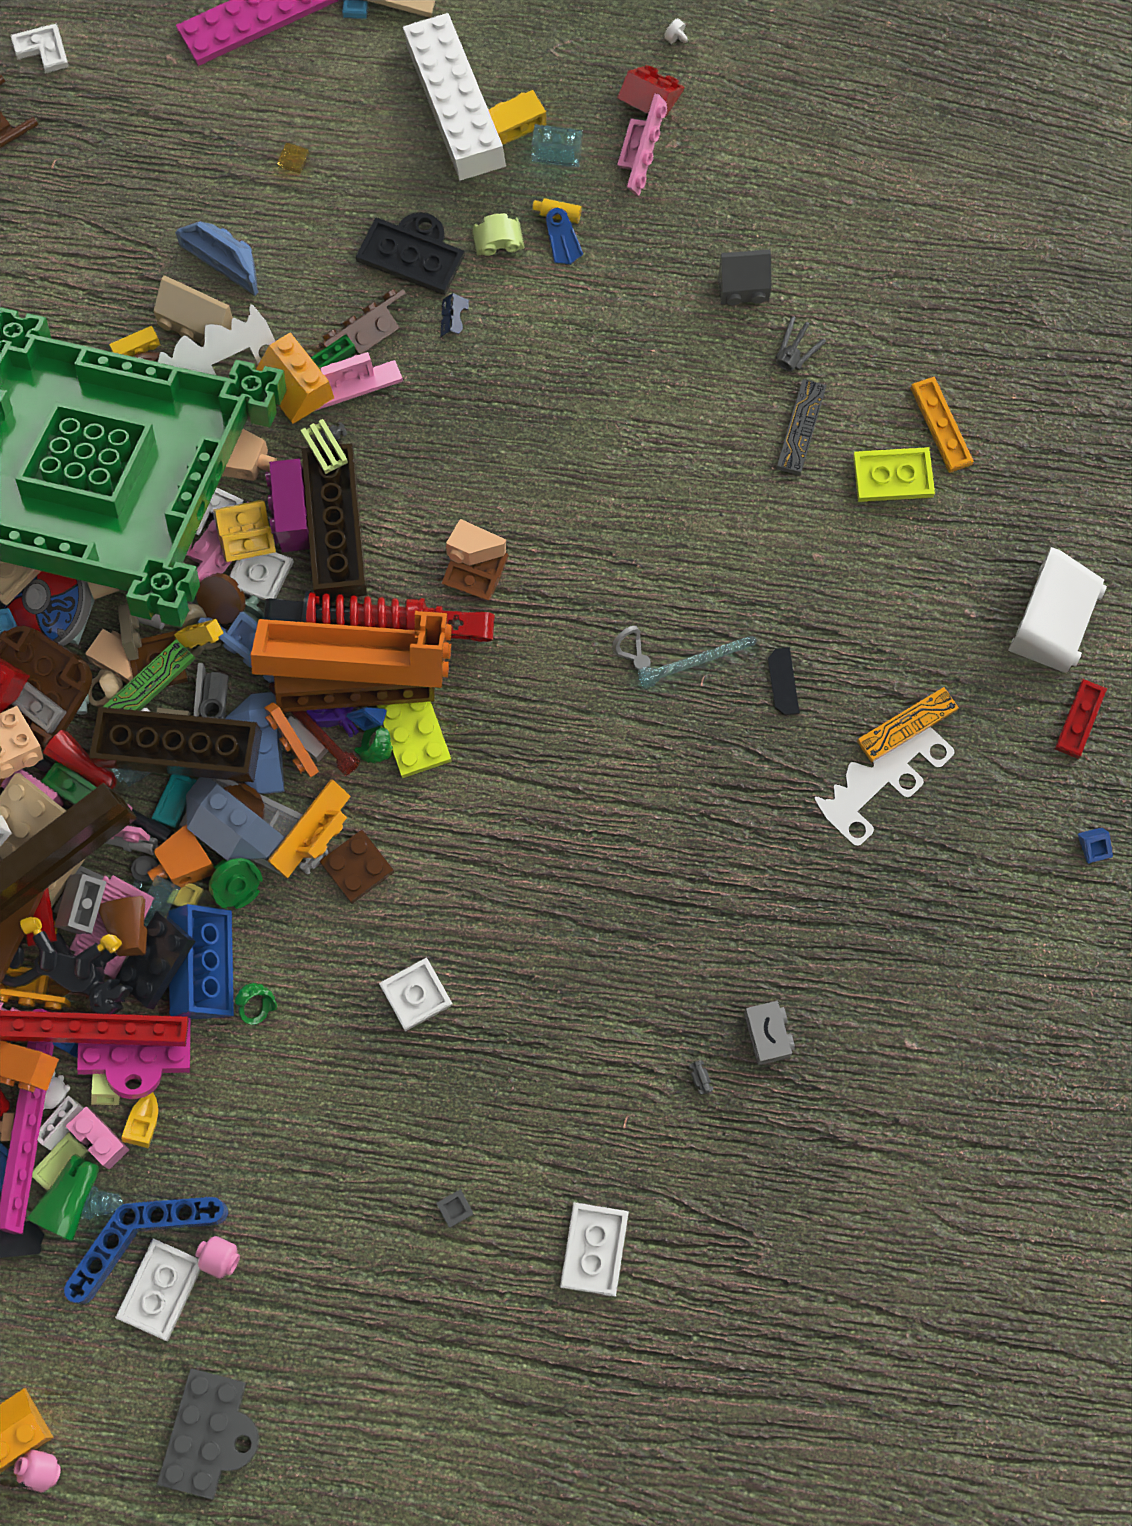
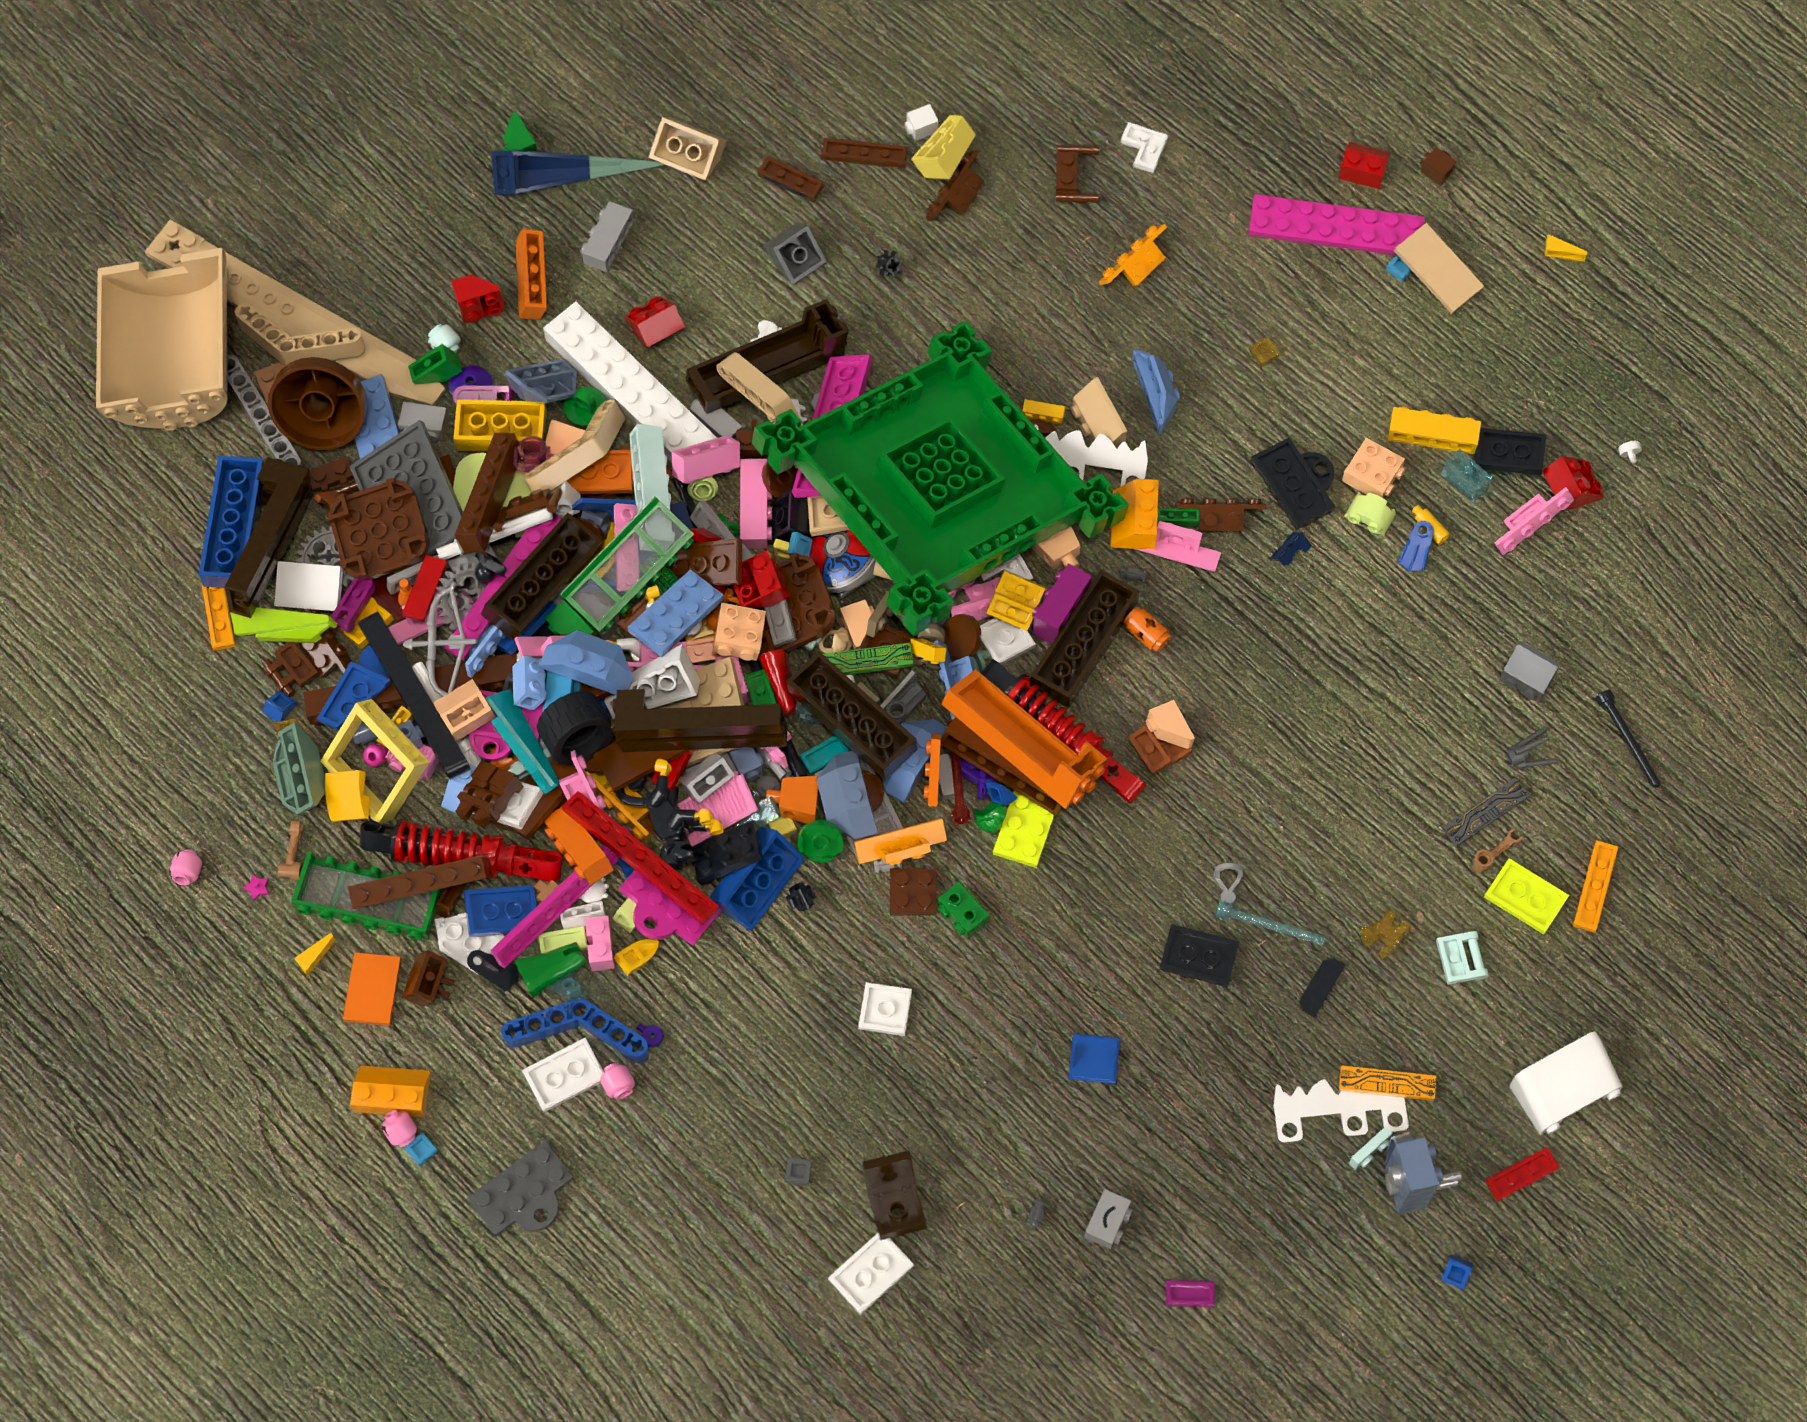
camera: 40 degrees right, 5 degrees down
(74, 1472) = (421, 1149): none -> dark azure tile
(108, 861) = (747, 763): none -> sand blue brick
(117, 151) = (1139, 261): none -> light orange bracket
(126, 921) = (726, 811): dark orange slope -> none
(209, 1186) = (649, 1031): none -> dark purple piece
(249, 991) = (782, 937): green piece -> none
(257, 949) = (801, 896): none -> black gear
(314, 429) = (1119, 562): yellowish green tile -> none
(372, 471) = (1153, 637): none -> orange piece
(416, 850) = (962, 910): none -> green brick
(454, 97) = (1415, 387): white brick -> none
(473, 197) = (1374, 469): none -> light nougat brick
(554, 1154) = (893, 1186): none -> dark brown bracket
(578, 98) = (1511, 451): none -> black plate
(639, 895) = (1094, 1058): none -> blue piece
(659, 733) = (1199, 955): none -> black plate
(801, 591) = (1386, 931): none -> clear yellow animal
(826, 259) = (1606, 700): none -> black piece
(836, 466) = (1485, 858): none -> medium nougat brick
(877, 572) = (1455, 960): none -> light aqua plate
(890, 1043) = (1190, 1293): none -> magenta tile
(943, 783) = (1364, 1155): none -> light aqua plate
(1001, 785) = (1412, 1174): none -> sand blue piece

